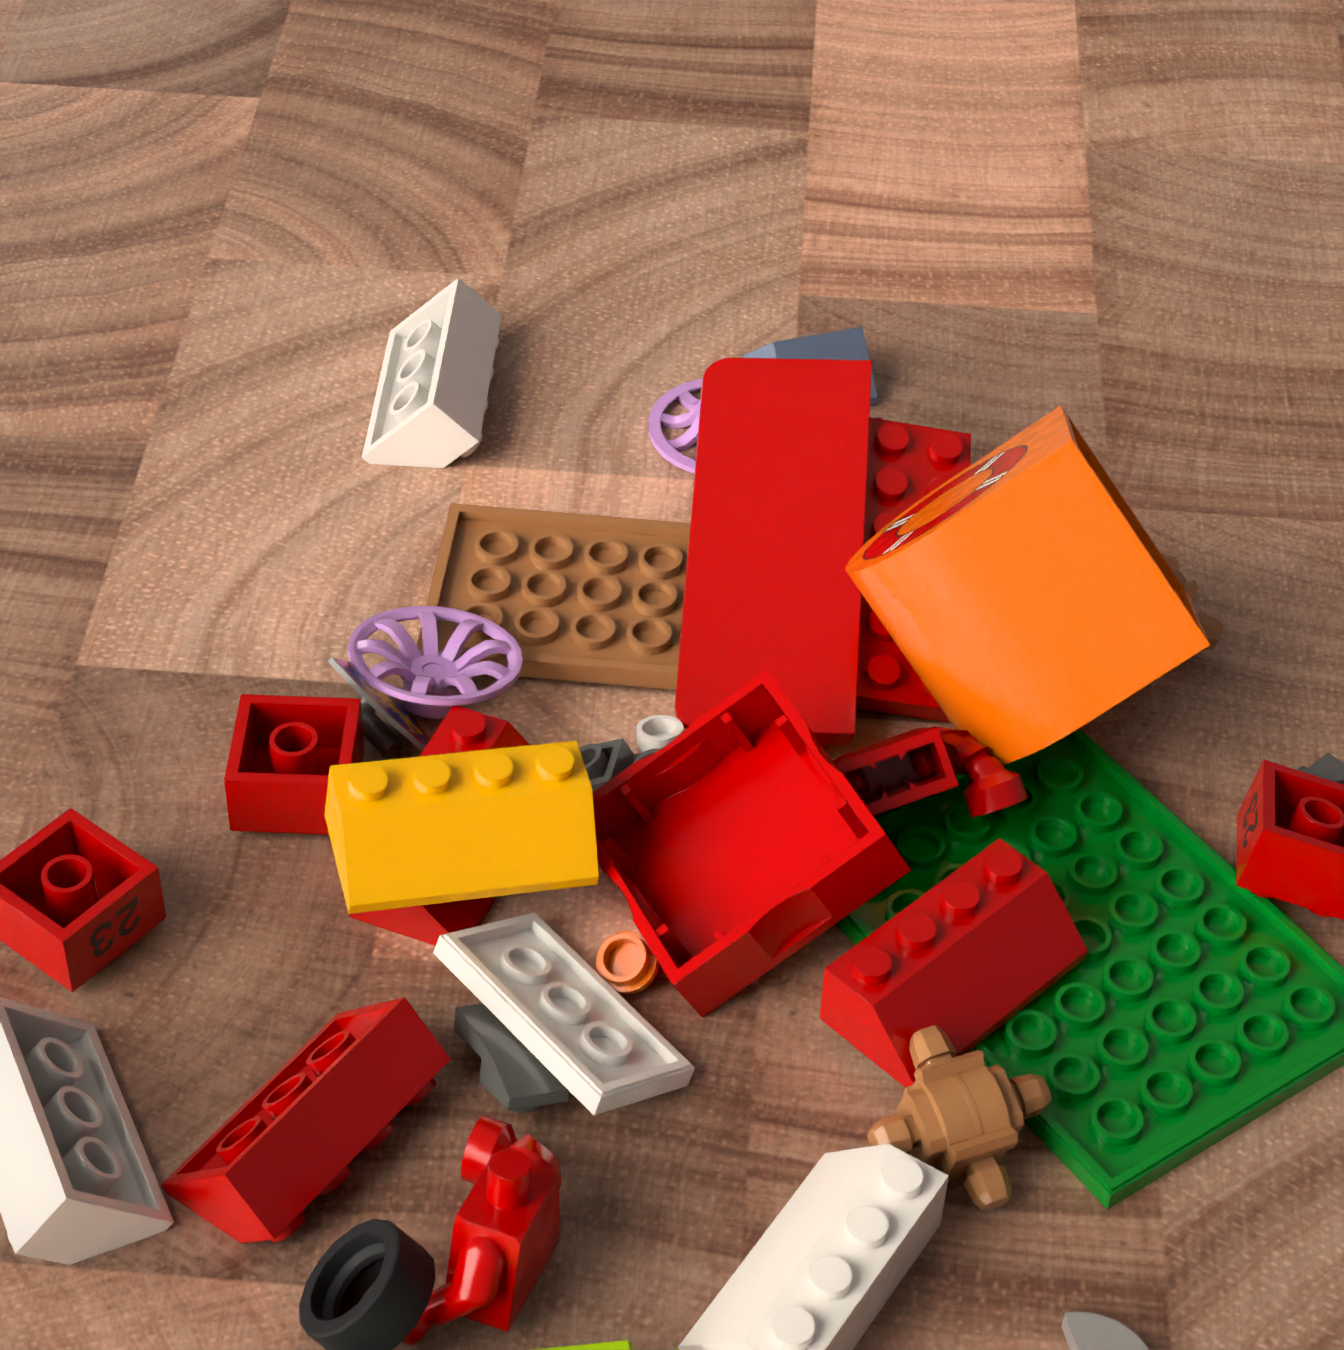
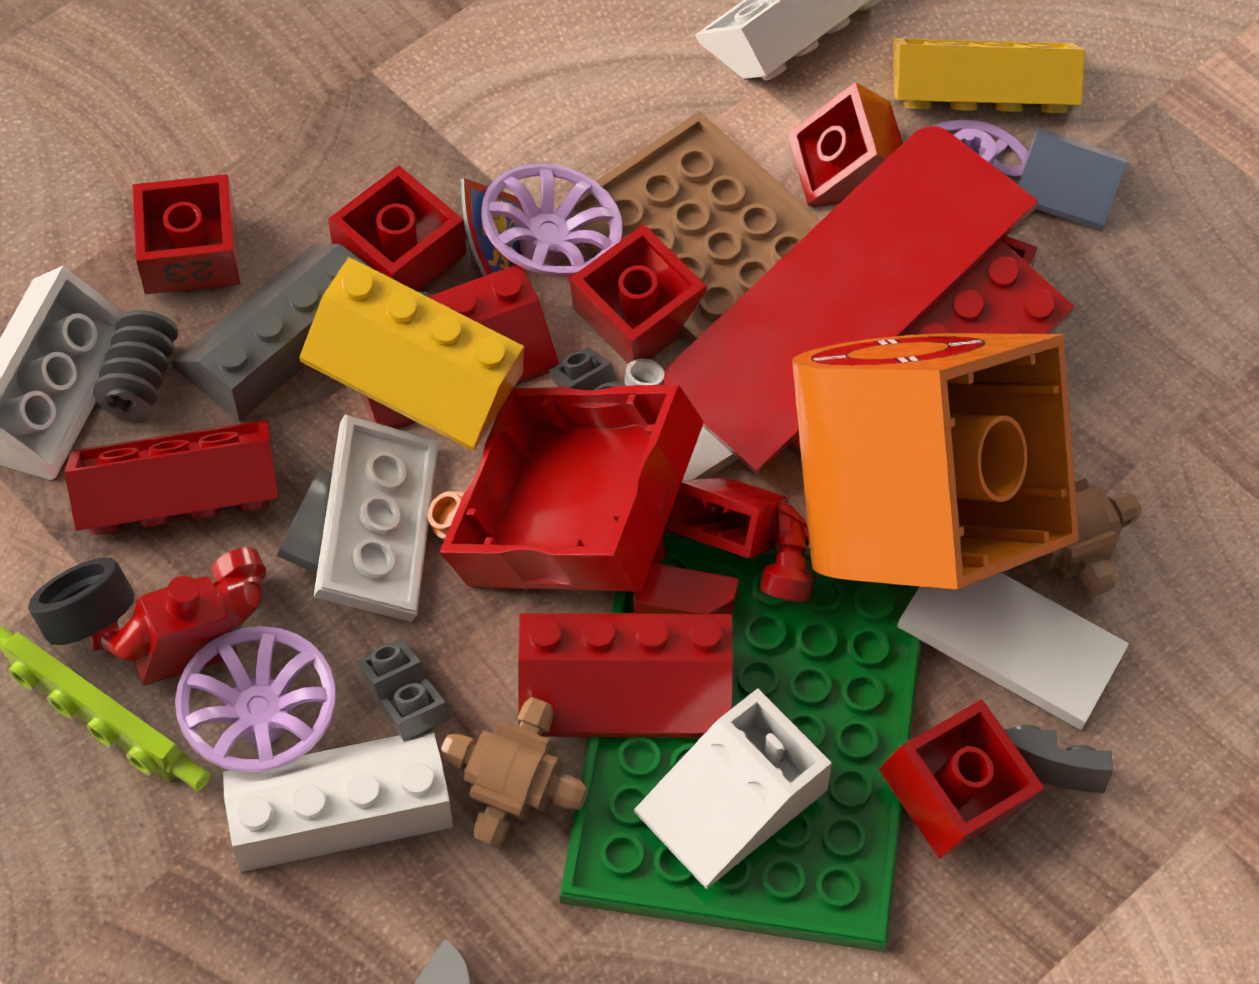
camera: 45 degrees right, 15 degrees up
(152, 1052) = (135, 364): none -> dark grey piece
(253, 924) = (263, 337): none -> dark grey slope
(585, 669) = (637, 295): none -> red slope
(613, 458) = (843, 144): none -> red slope
(655, 1251) = (257, 705): none -> lavender wheel
(656, 339) = (988, 73): none -> yellow slope
(750, 1140) = (403, 690): none -> dark grey slope
(931, 859) = (685, 592): none -> red piece
(1160, 978) = (735, 788): none -> white slope
(1204, 724) = (1019, 642): none -> white tile

